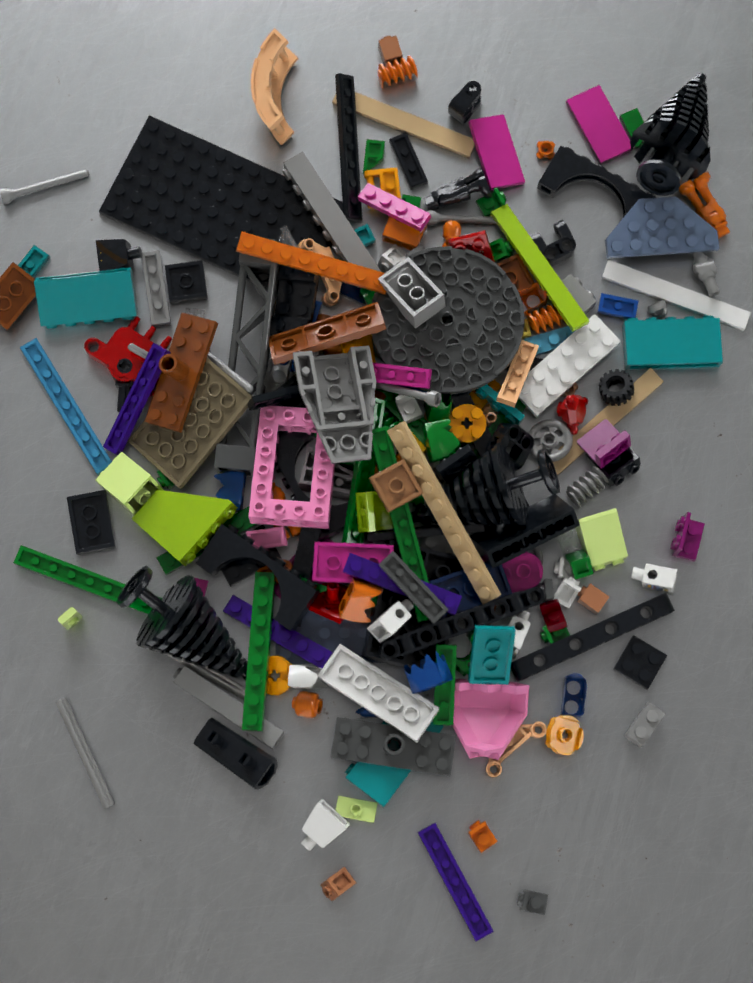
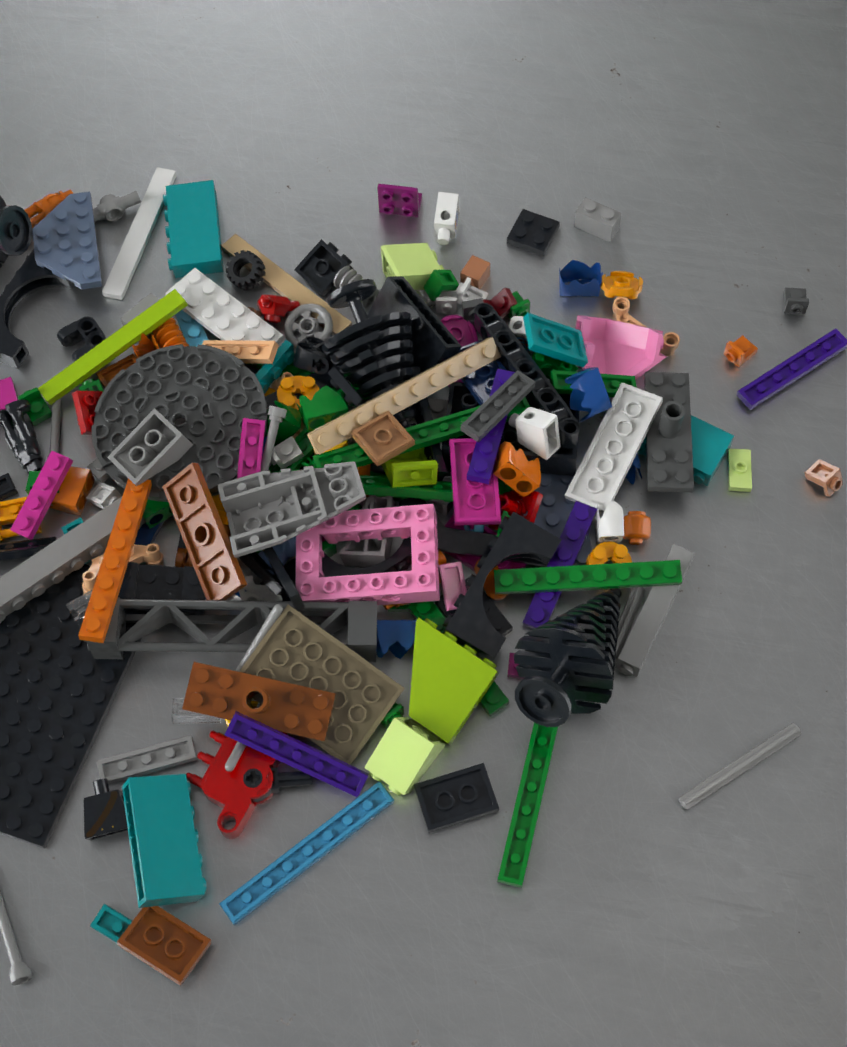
camera: 90 degrees left, 15 degrees down
(70, 618) = (583, 799): yellowish green plate -> none
(186, 281) = (137, 724): black plate -> none
(236, 754) = (708, 591): black piece -> none
(323, 826) = (767, 495): white torso -> none
(451, 230) = (74, 441): orange animal -> none
(592, 637) = (511, 264): black beam -> none
(604, 443) = (308, 271): magenta bracket -> none
(617, 306) = (155, 278): blue plate -> none
(658, 306) = (154, 244): light grey tile -> none

